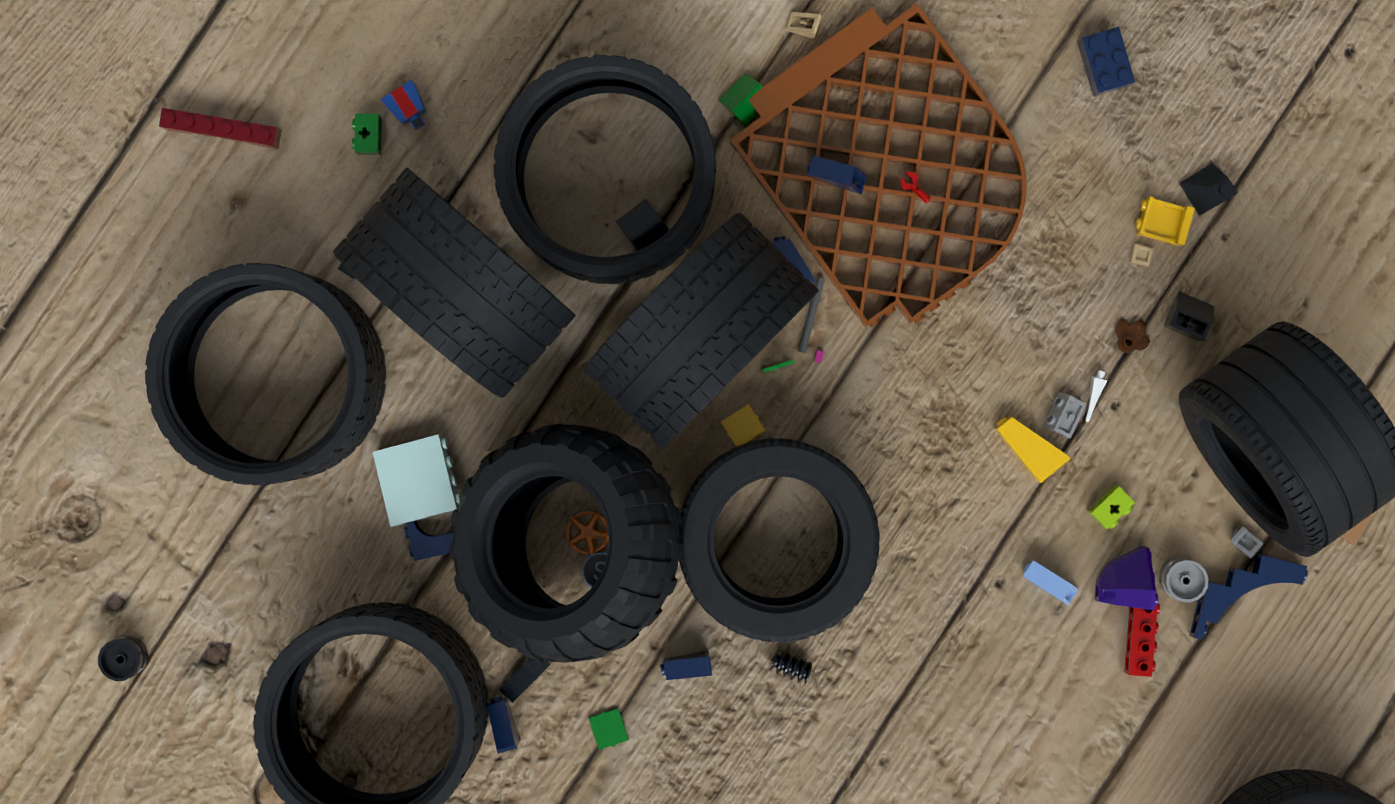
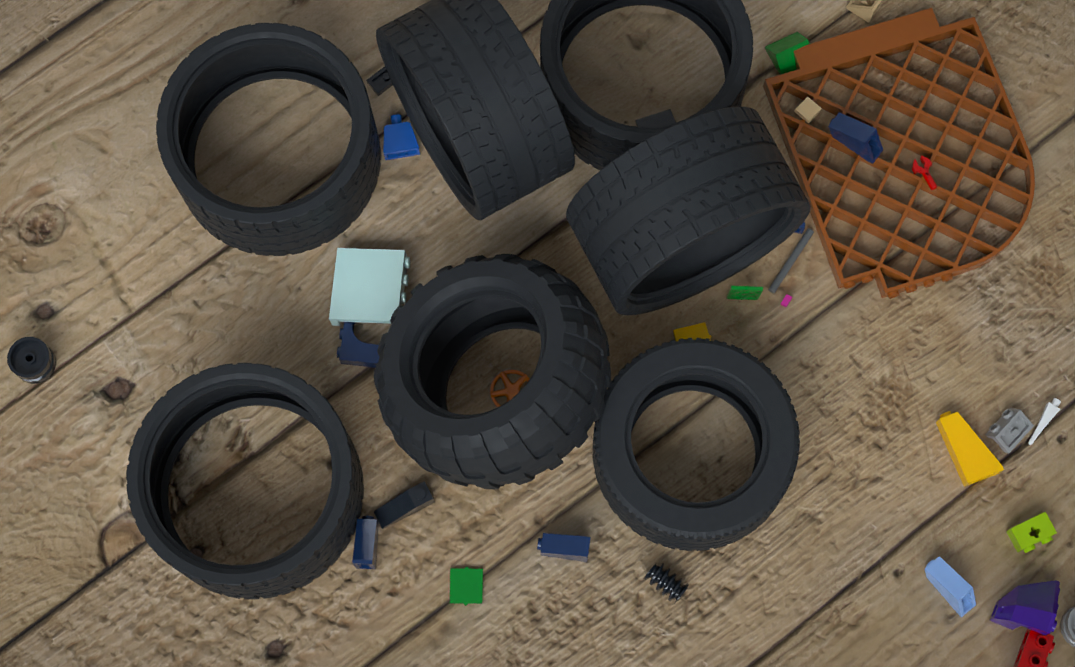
camera: 20 degrees right, 15 degrees down
(388, 323) = (399, 139): none -> blue torso
(781, 159) = (808, 110): none -> tan tile

